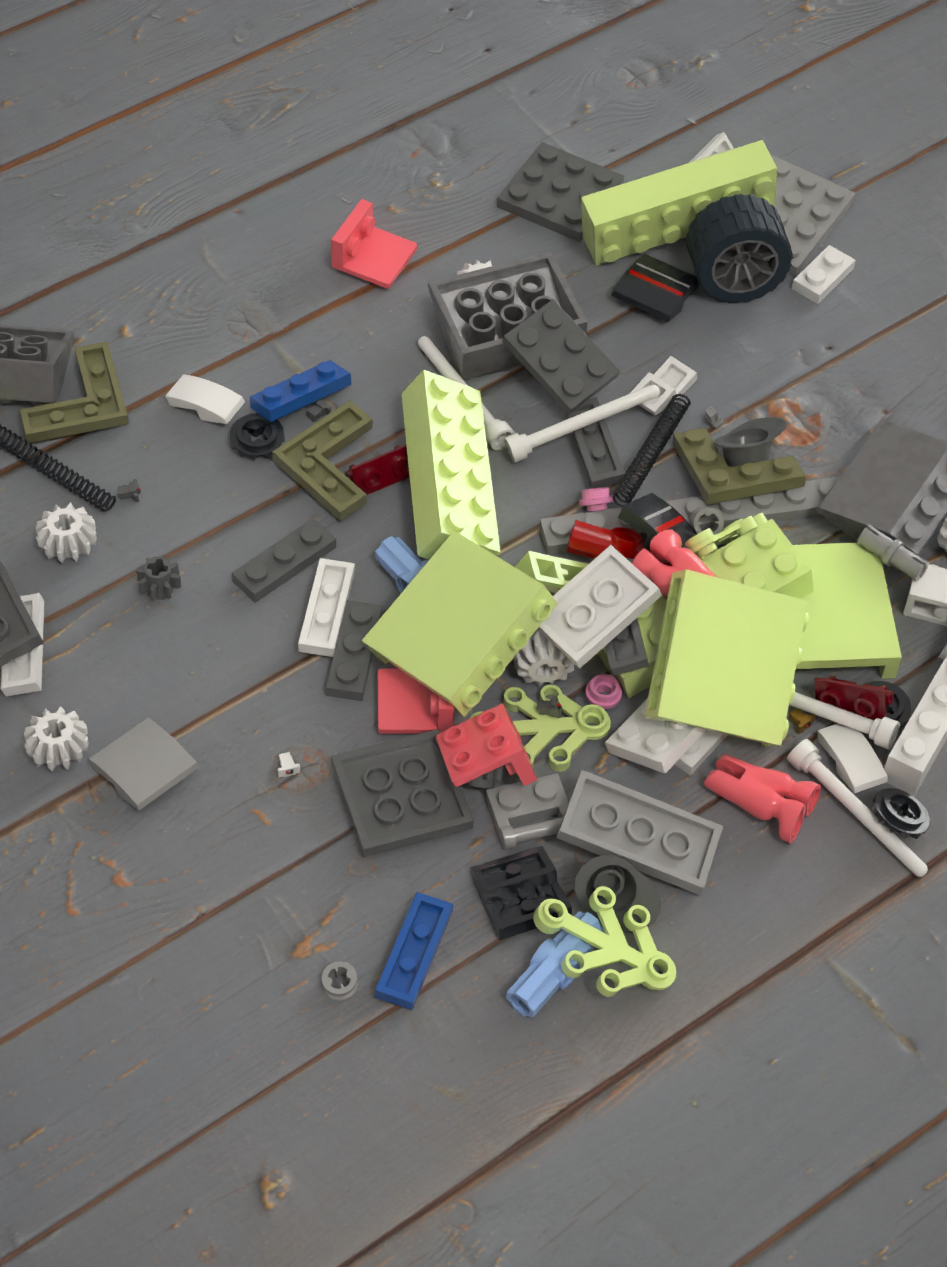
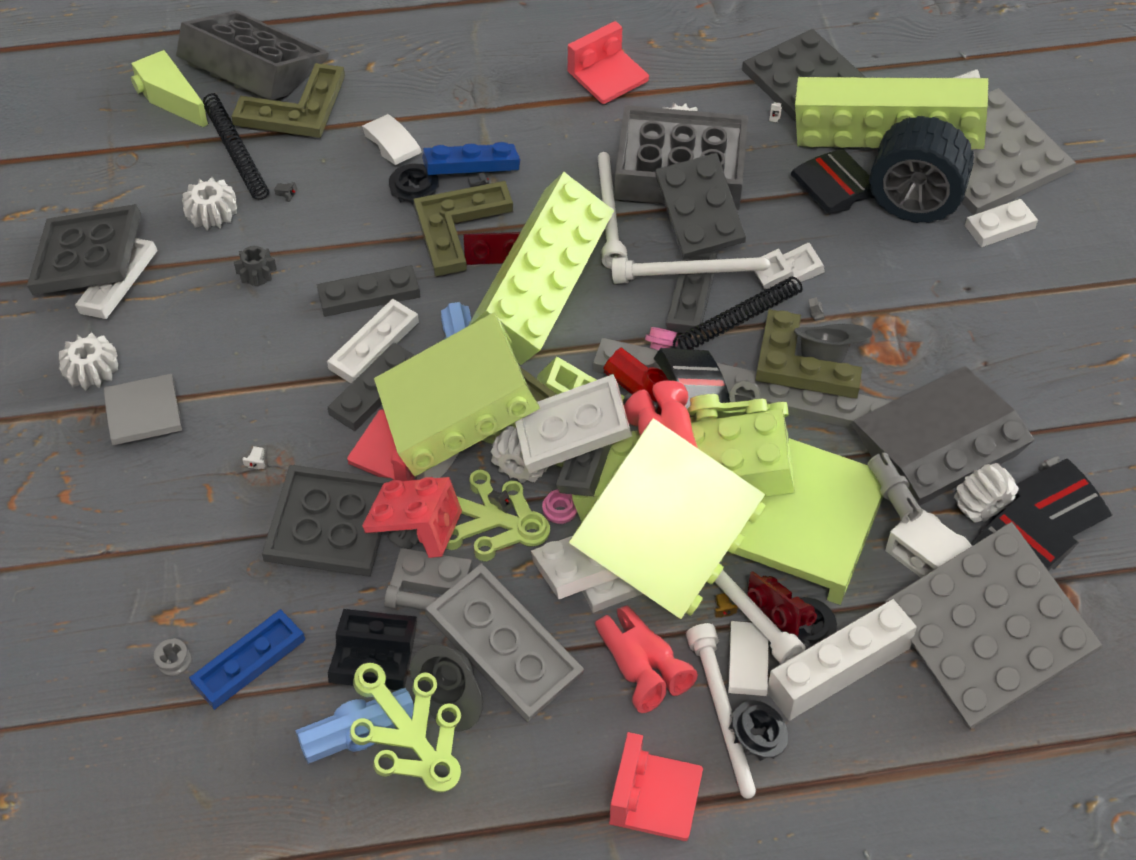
camera: 30 degrees right, 0 degrees up
(558, 238) = (775, 112): none -> white piece
(847, 904) = (654, 792): none -> coral bracket

